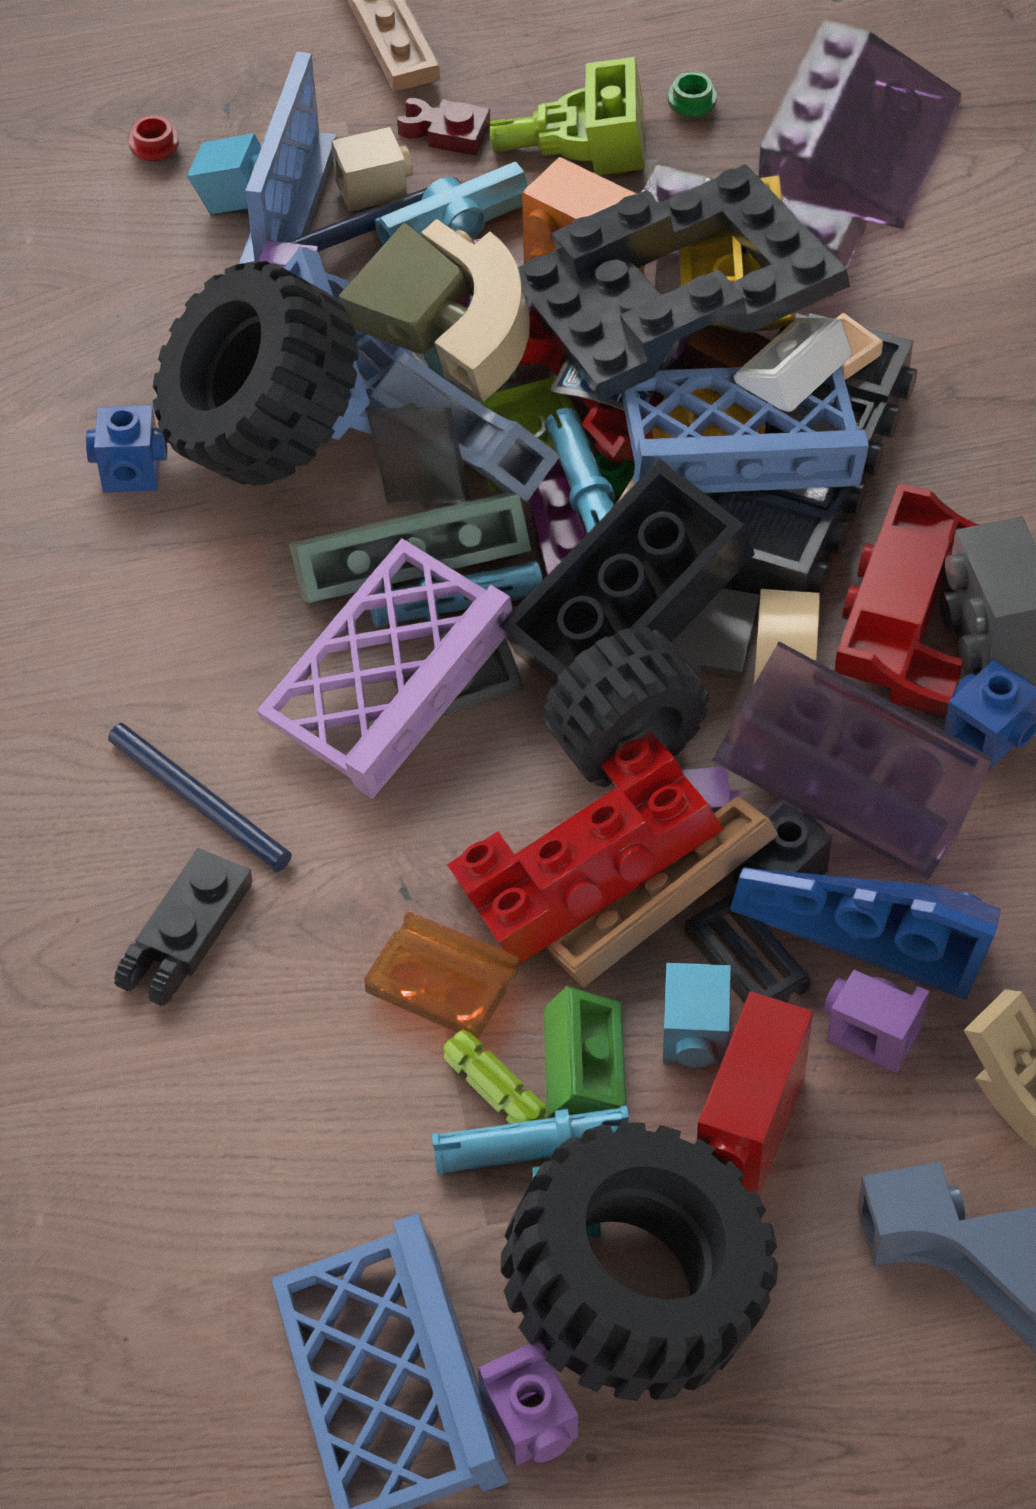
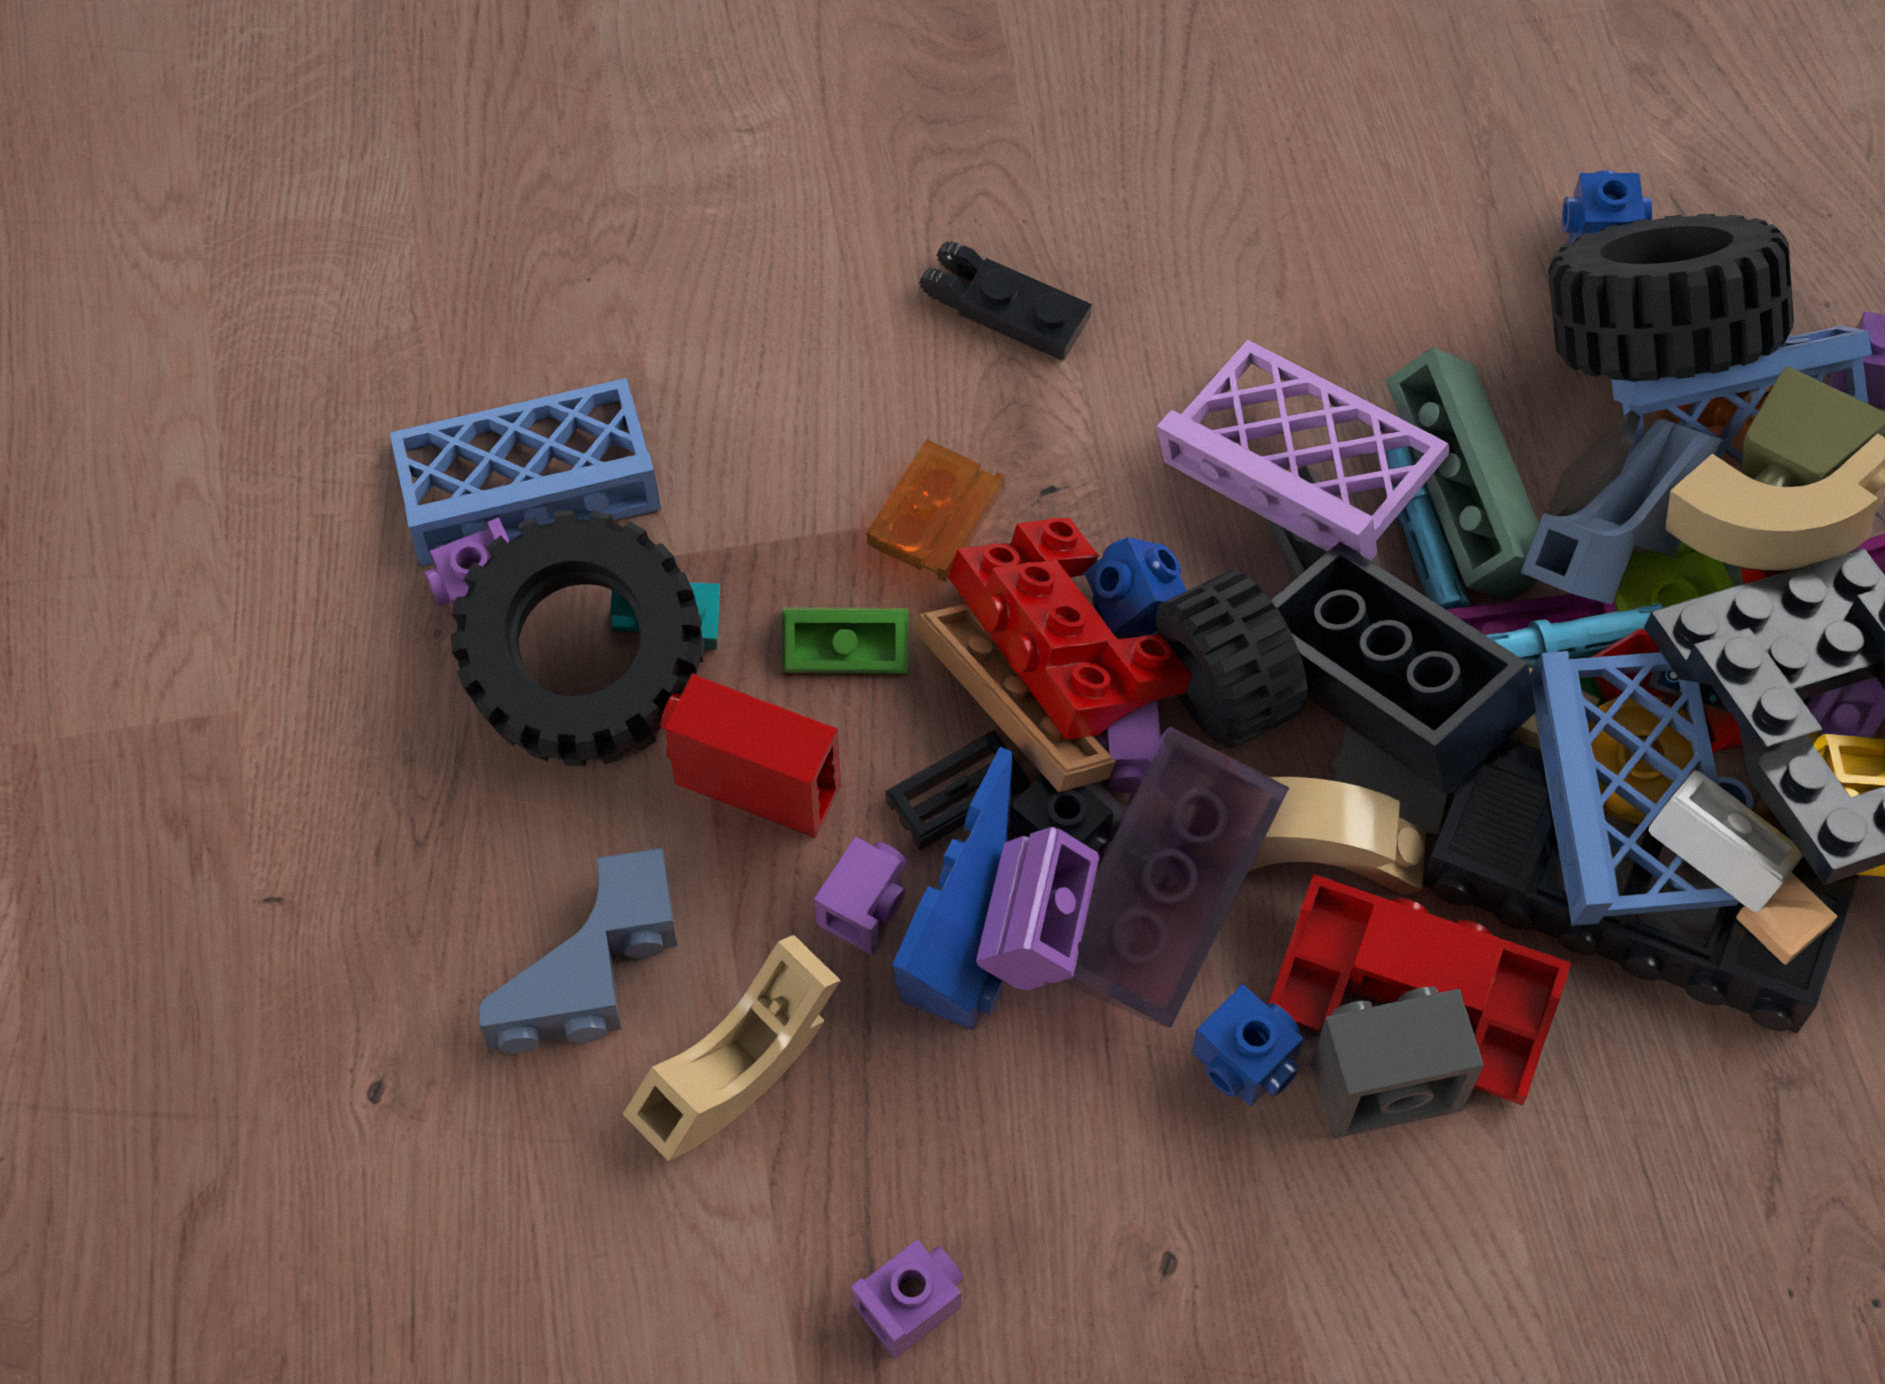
camera: 90 degrees right, 10 degrees up
(200, 797) = (1160, 308): dark blue bar -> none
(492, 1079) = (816, 557): lime axle -> none
(517, 1140) = (749, 606): medium azure pin -> none
(534, 794) = (1132, 584): none -> blue brick
(696, 1013) = (875, 727): medium azure brick -> none
(913, 835) = (1038, 909): none -> medium lavender brick

